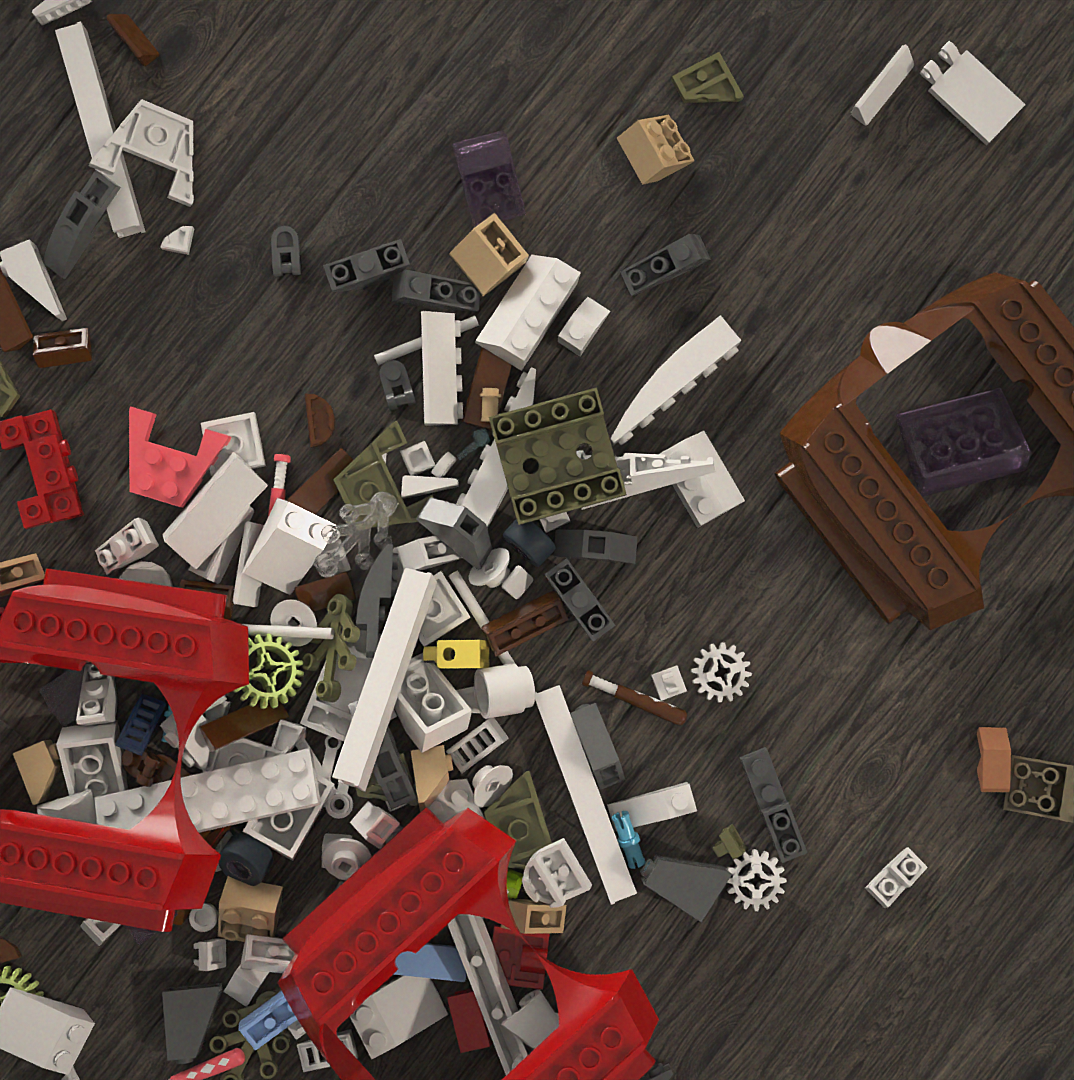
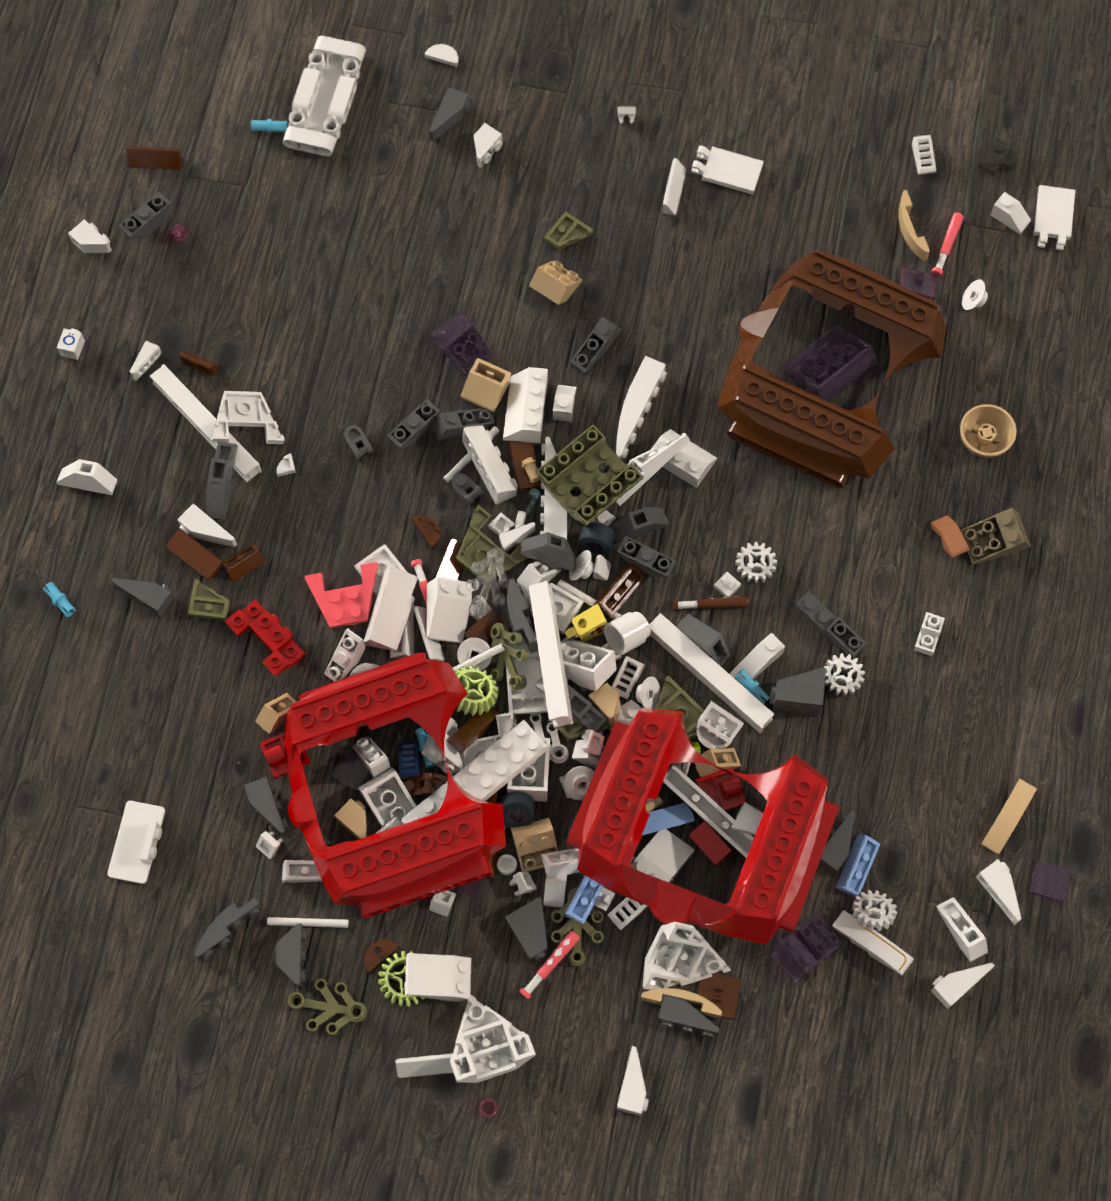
camera: 20 degrees left, 15 degrees down
(729, 843) = (816, 659): olive tile -> none

